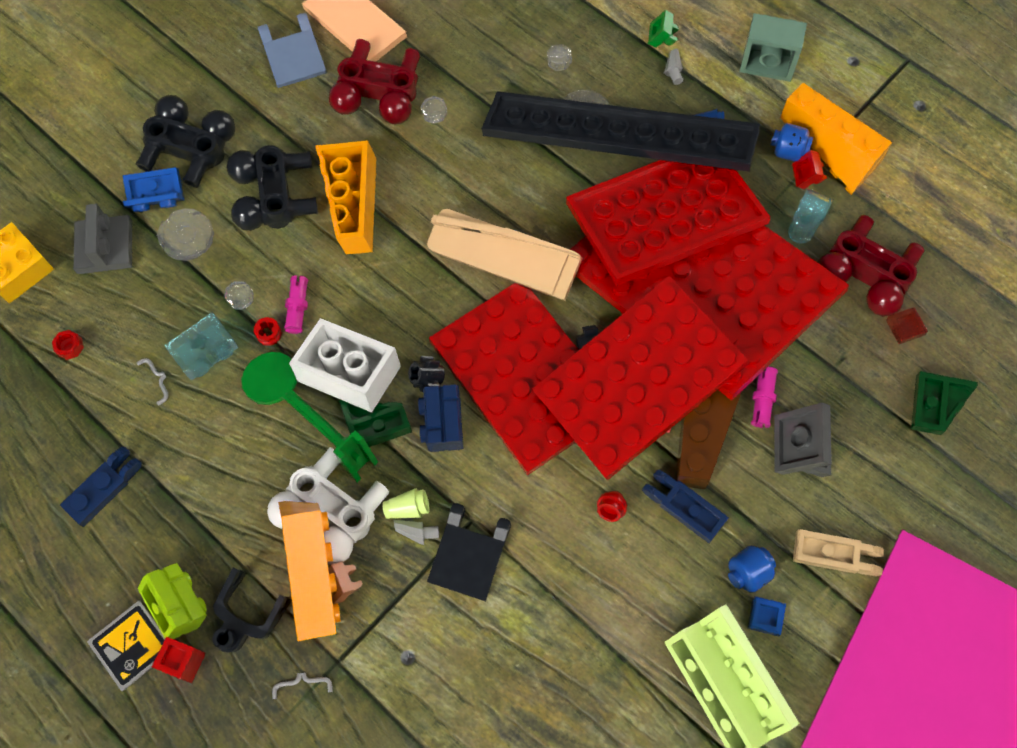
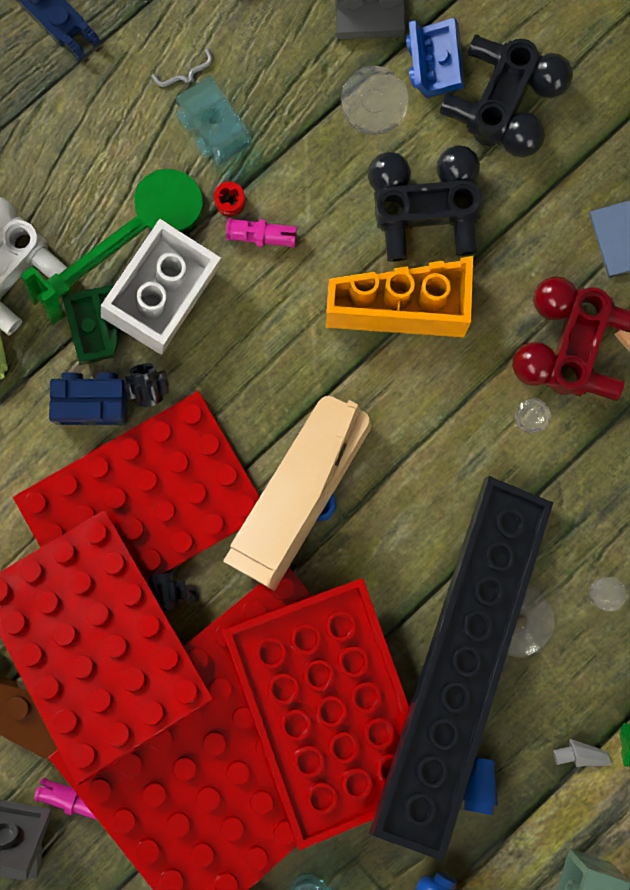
camera: 90 degrees right, 15 degrees up
(239, 295) = (280, 164): clear tile -> none

